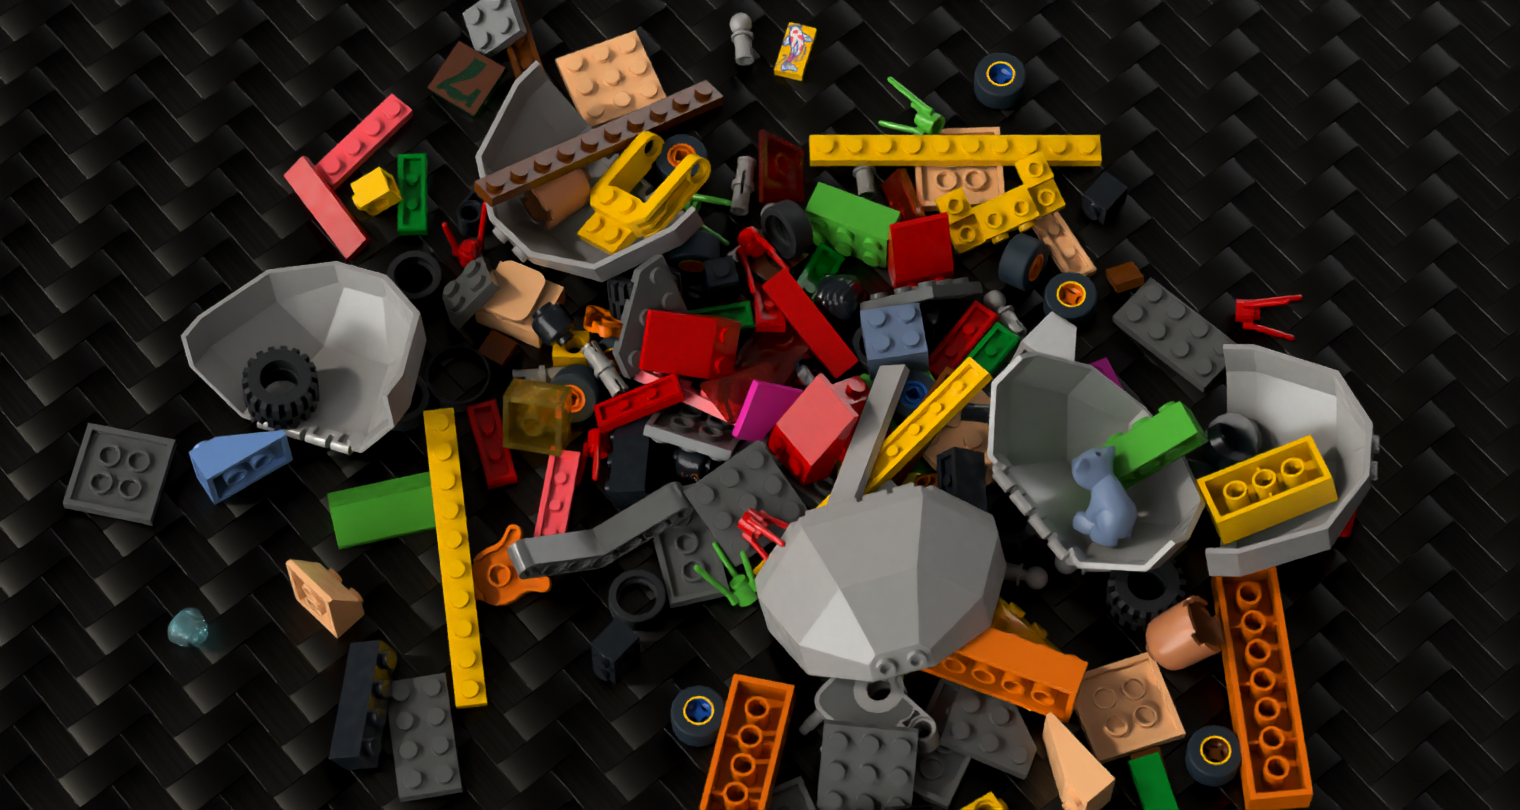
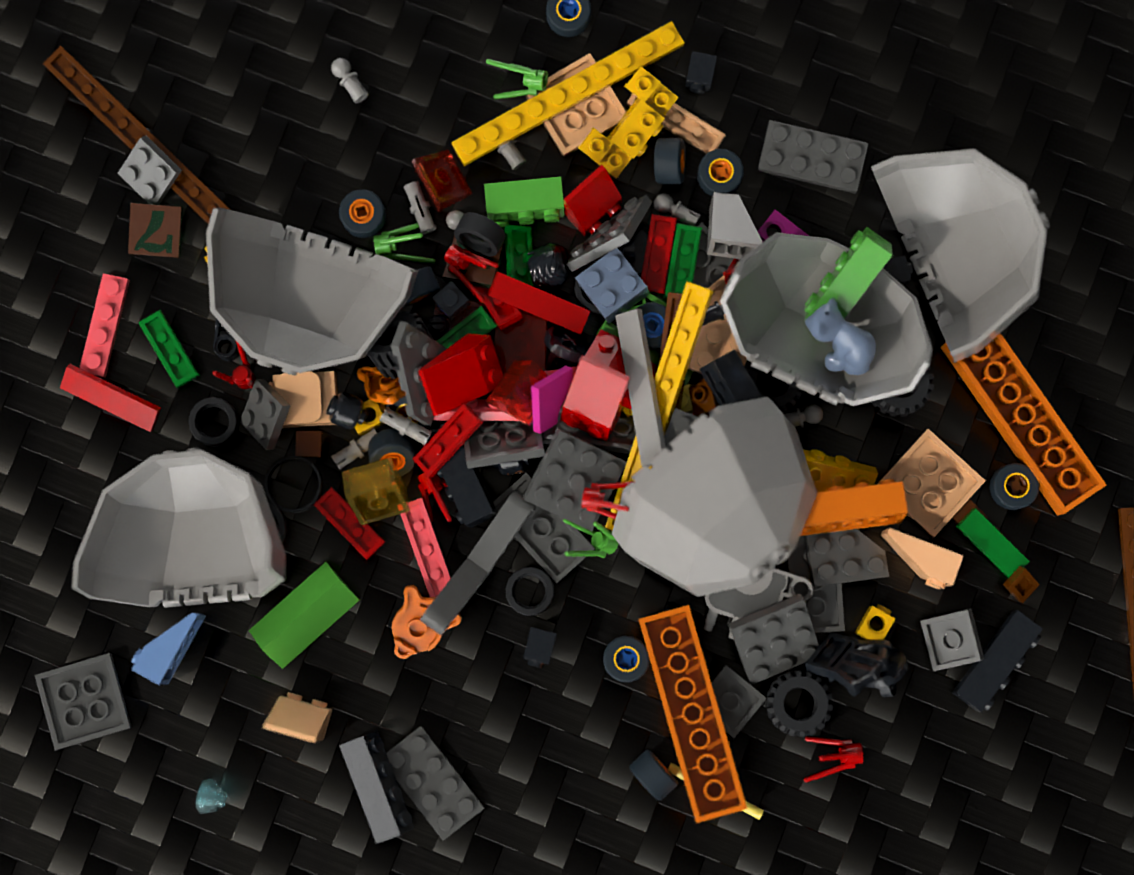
camera: 25 degrees left, 20 degrees up
(279, 366) = (149, 563): black tyre -> none
(375, 192) = (141, 366): yellow brick -> none
(455, 558) = (377, 635): yellow plate -> none
(558, 198) = (283, 295): nougat cylinder -> none
(596, 143) = (294, 241): reddish brown plate -> none
(610, 79) = (267, 170): light nougat plate -> none
(623, 217) = (348, 296): yellow plate -> none
(795, 51) = (395, 68): tile -> none
(902, 195) = (549, 155): clear red tile -> none
(1124, 277) = (750, 130): reddish brown tile -> none
(1184, 635) = (952, 410): nougat cylinder -> none
(1231, 440) = (905, 229): black tile -> none
(1249, 310) = (858, 108): red plant -> none
(1267, 489) = (952, 246): yellow brick -> none

